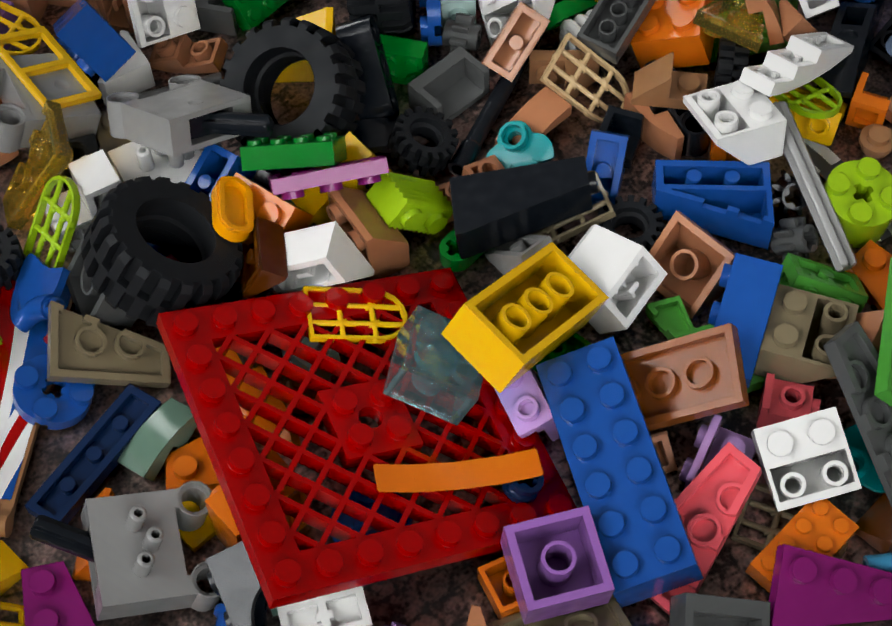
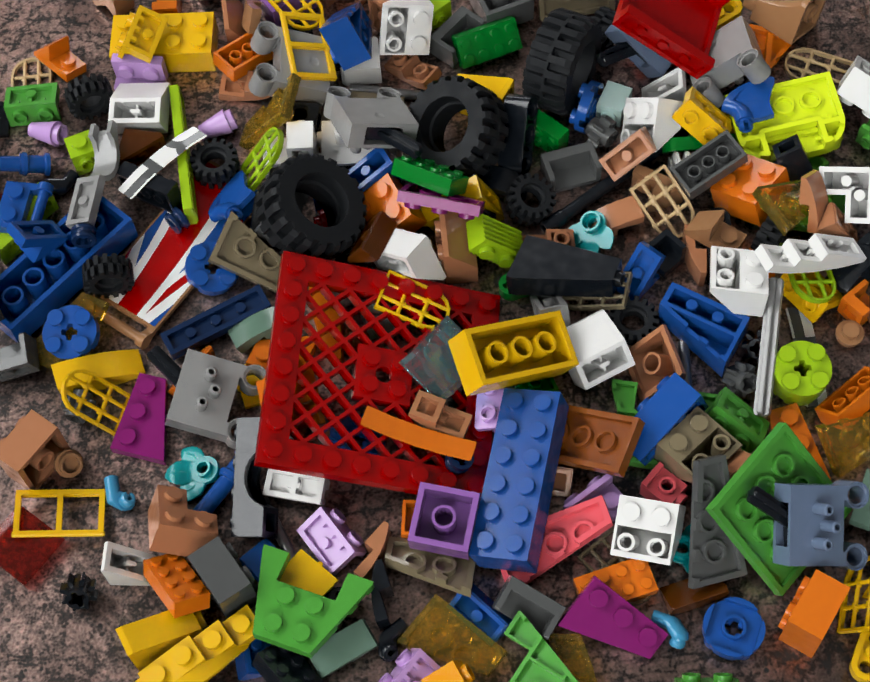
camera: 30 degrees right, 5 degrees up
(232, 209) = (369, 198): light orange tile -> none
(459, 439) = (436, 415): none -> nougat slope

